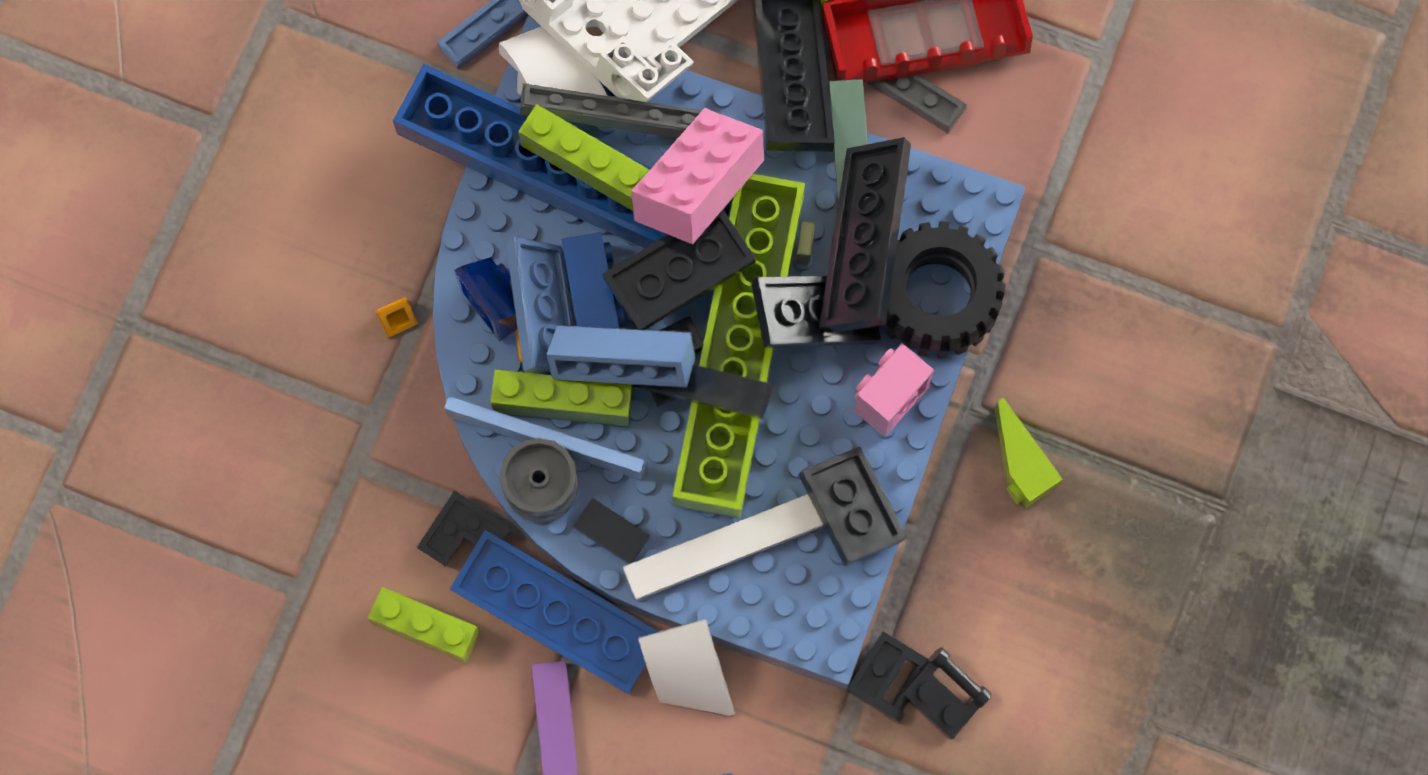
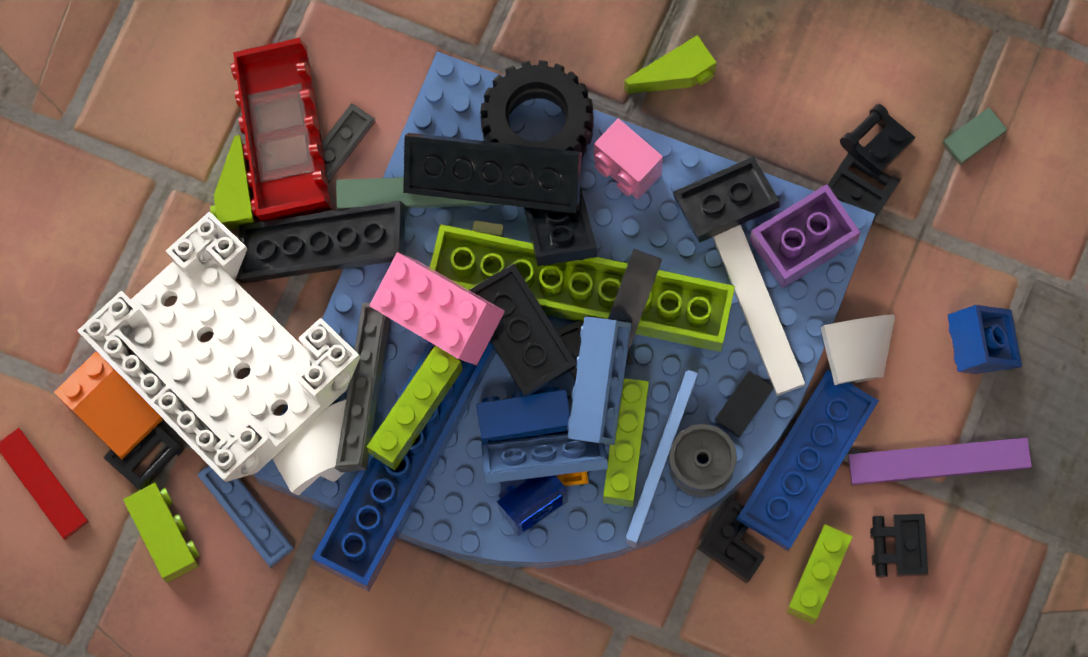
camera: 85 degrees left, 0 degrees up
(396, 317) = (532, 602): light orange slope -> none
(459, 729) = (909, 542): none -> black plate
(808, 594) = (804, 236): none -> medium lavender brick

